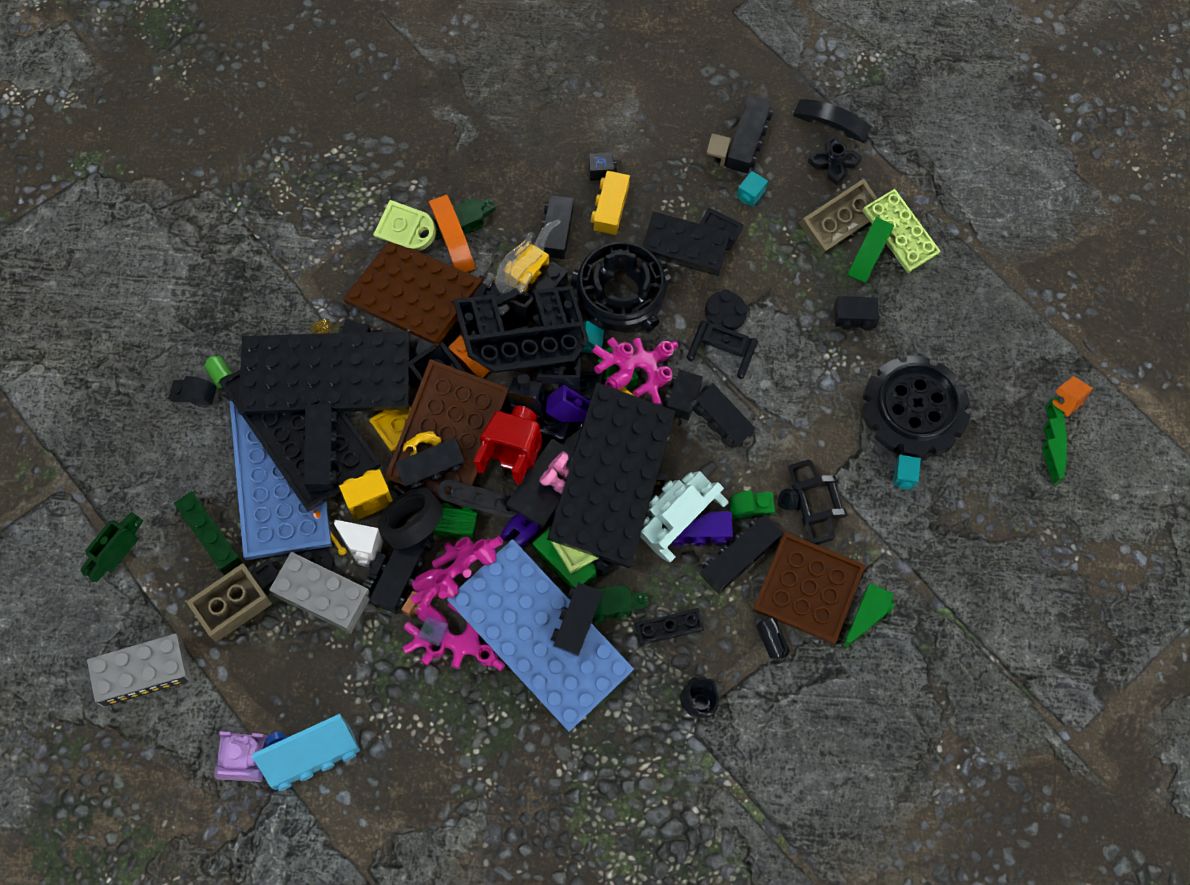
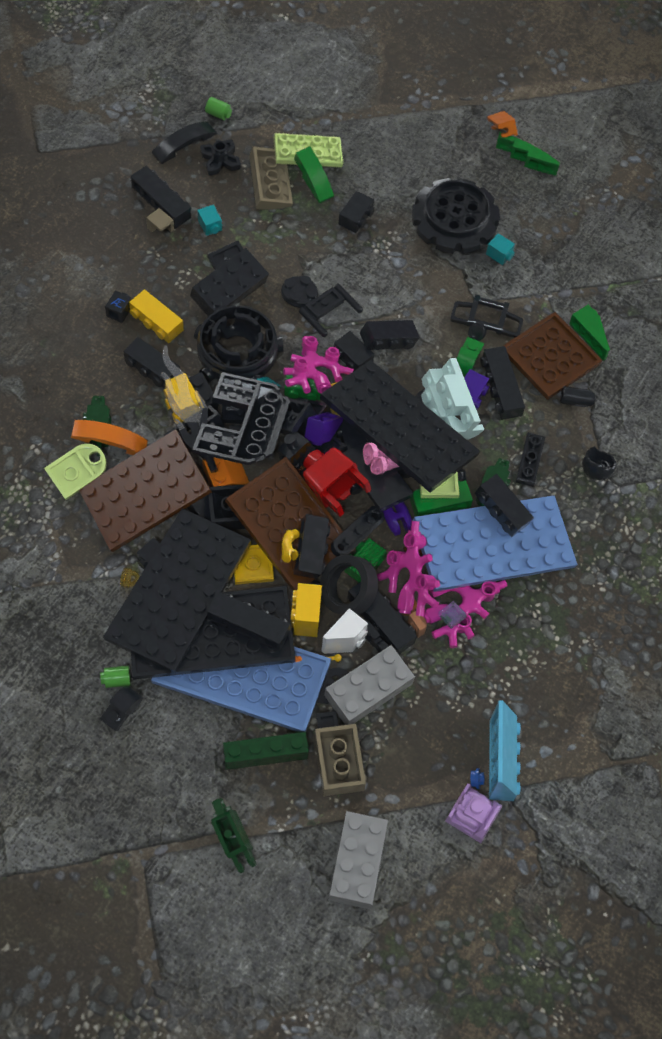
camera: 65 degrees left, 5 degrees down
(891, 126) = (218, 108): none -> bright green brick

